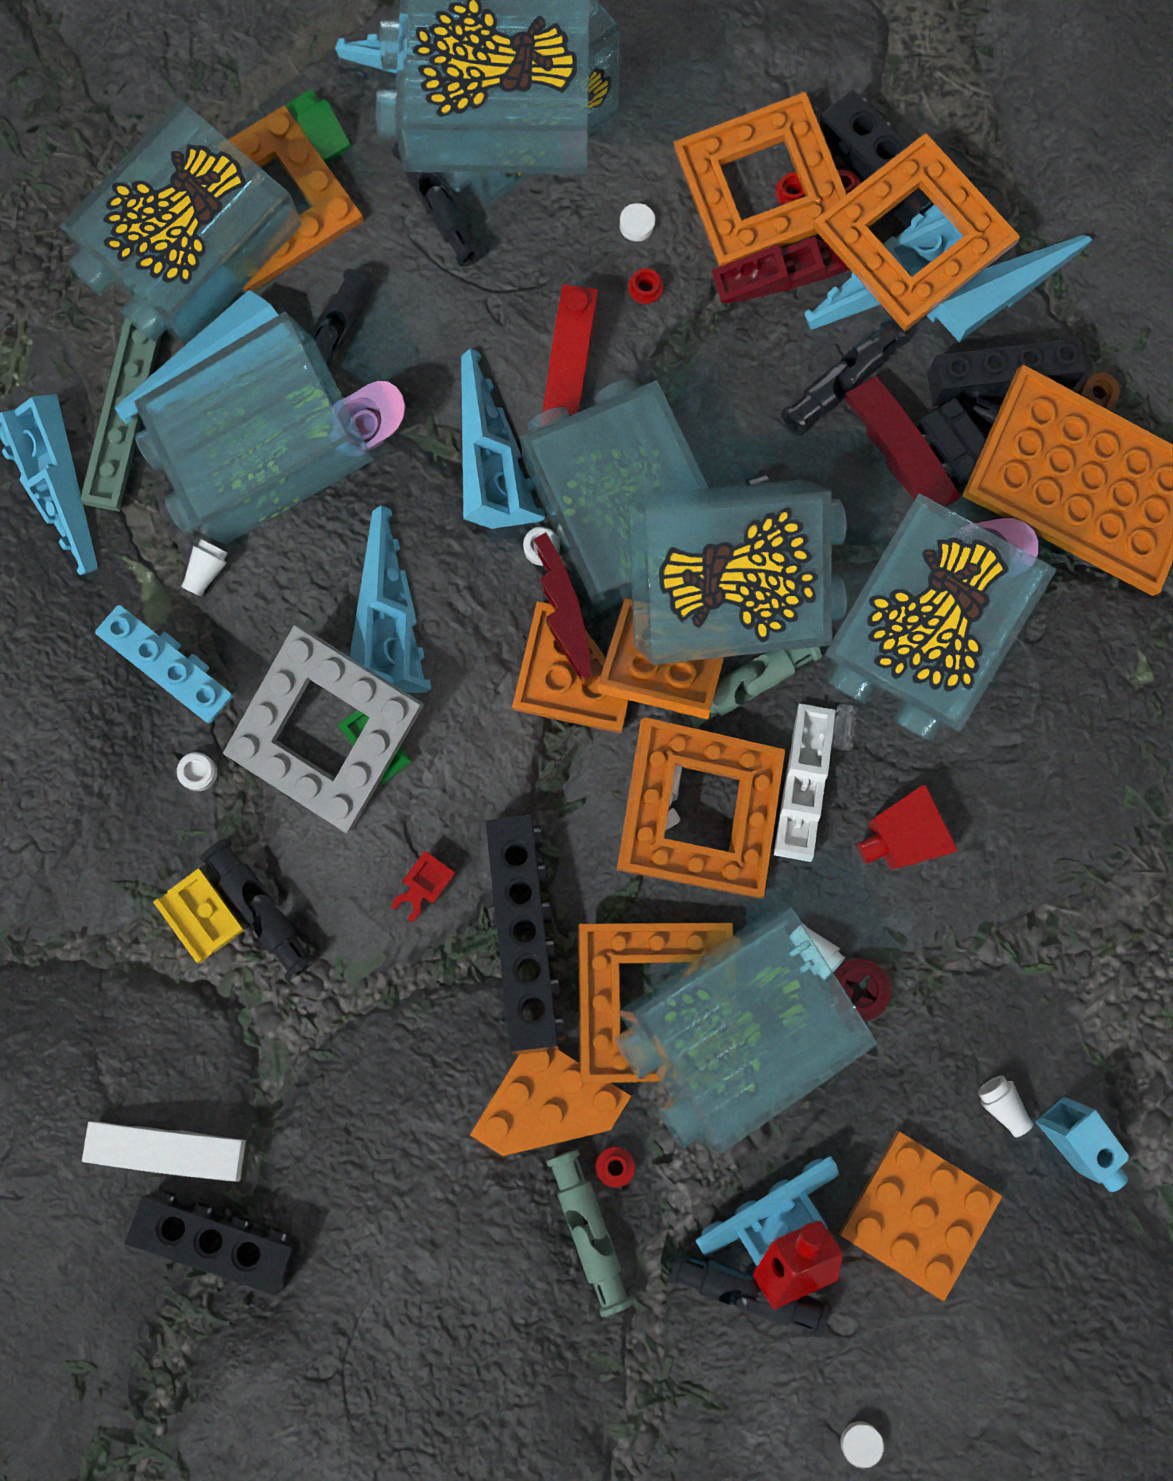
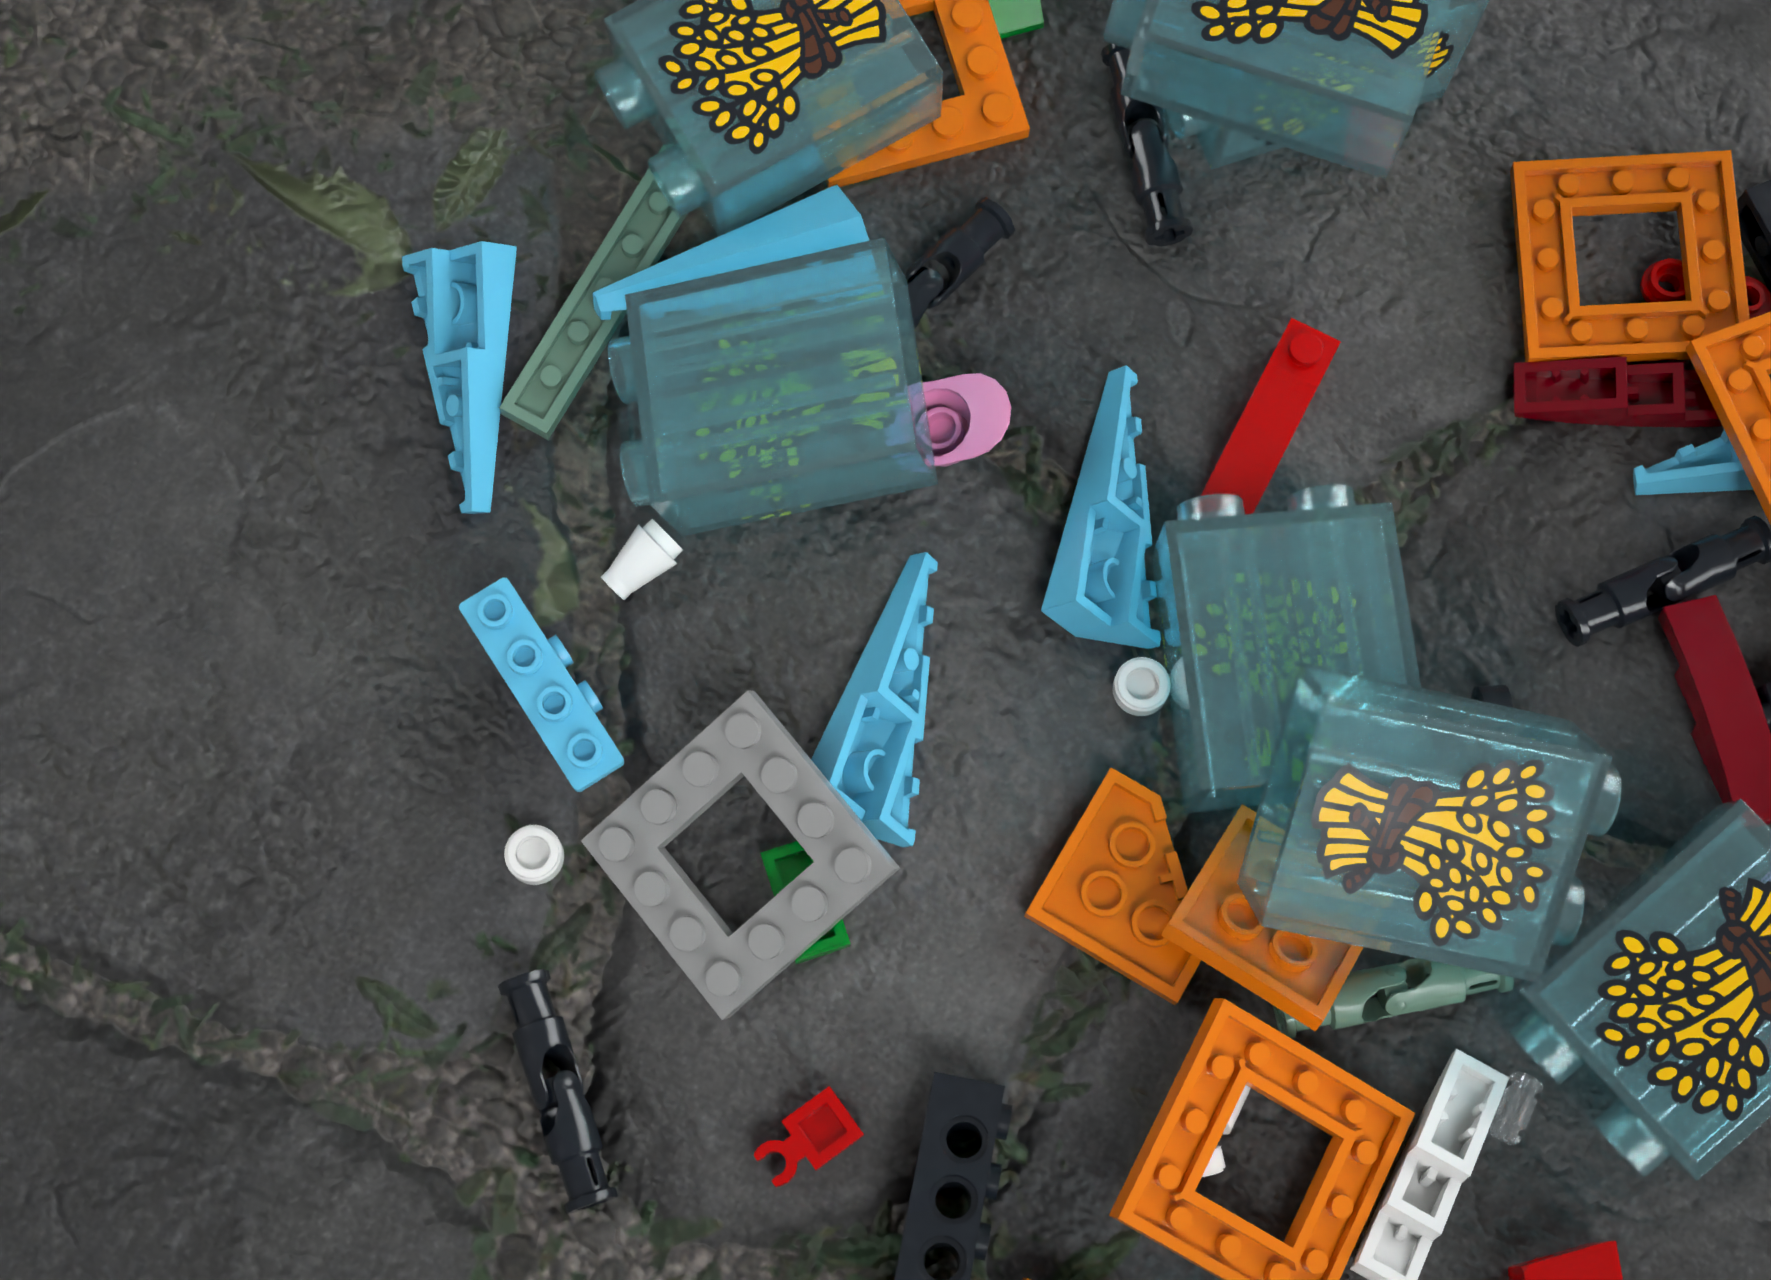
camera: 15 degrees right, 5 degrees down
(199, 916) = (468, 1071): yellow plate -> none
(567, 621) = (1148, 815): dark red slope -> none
(637, 222) = (1424, 259): white tile -> none
(645, 277) = (1419, 346): red plate -> none

